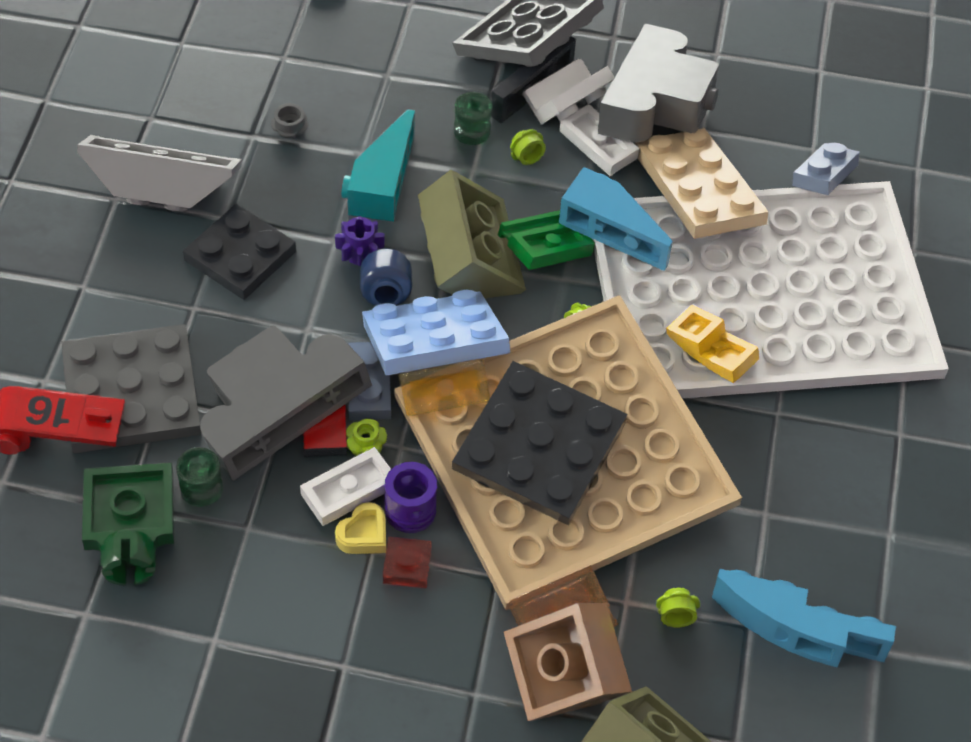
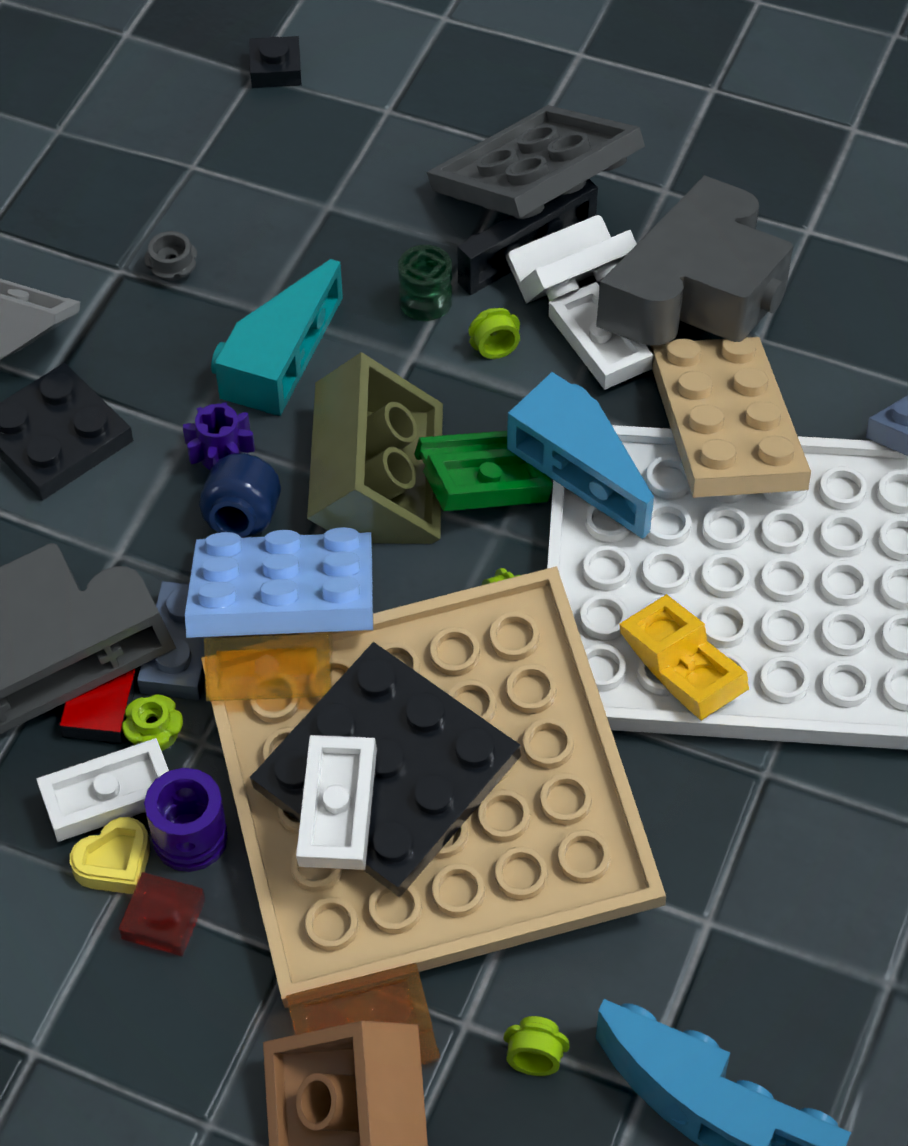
camera: 15 degrees right, 0 degrees up
(521, 467) = (336, 802): none -> white plate

